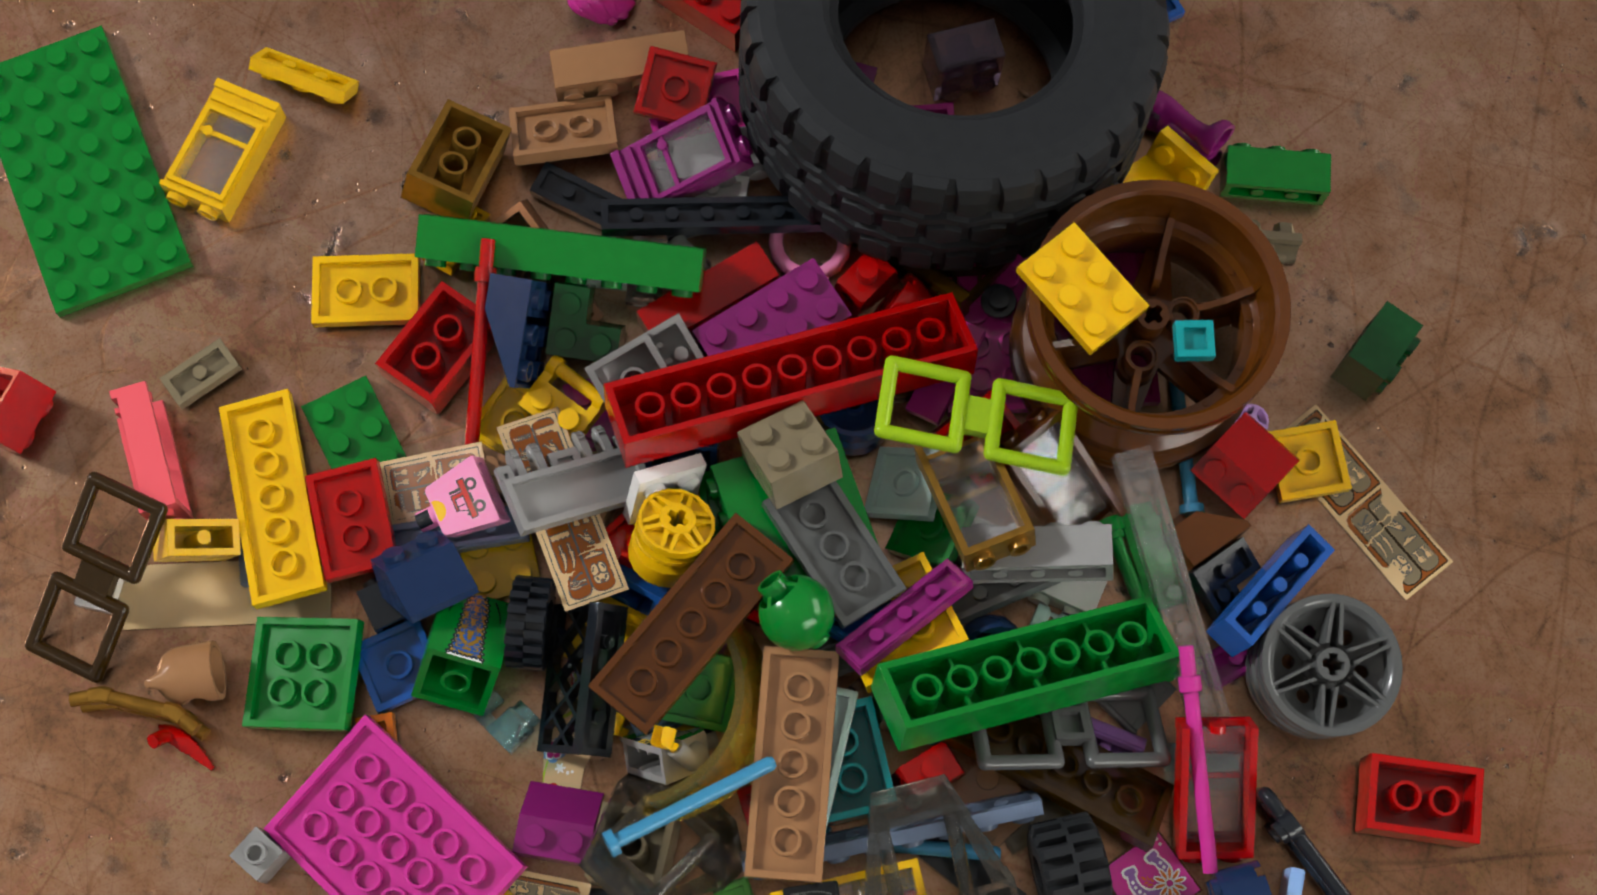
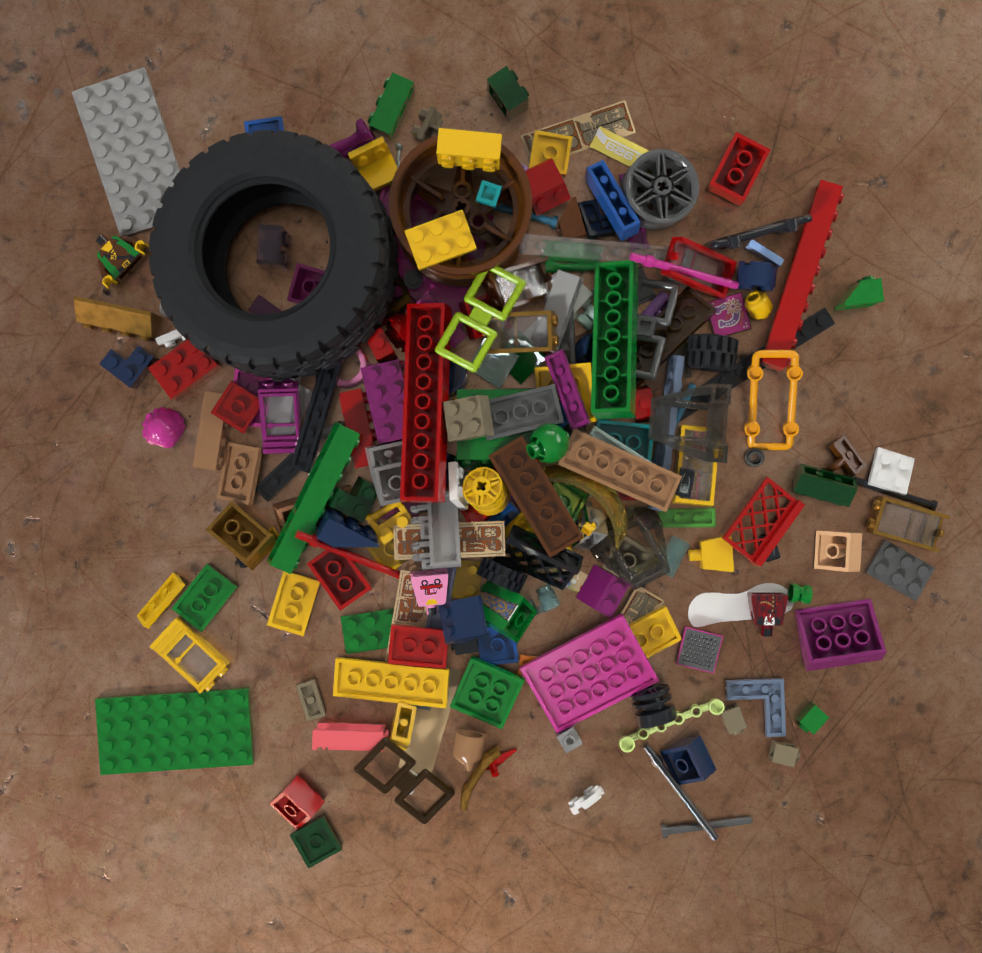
camera: 70 degrees left, 15 degrees up
(330, 143) = (204, 597): none -> green plate
(616, 840) = (624, 528): dark azure bar -> none
(1255, 278) = (469, 149): none -> yellow brick
(1366, 570) = (617, 147): none -> light yellow sticker

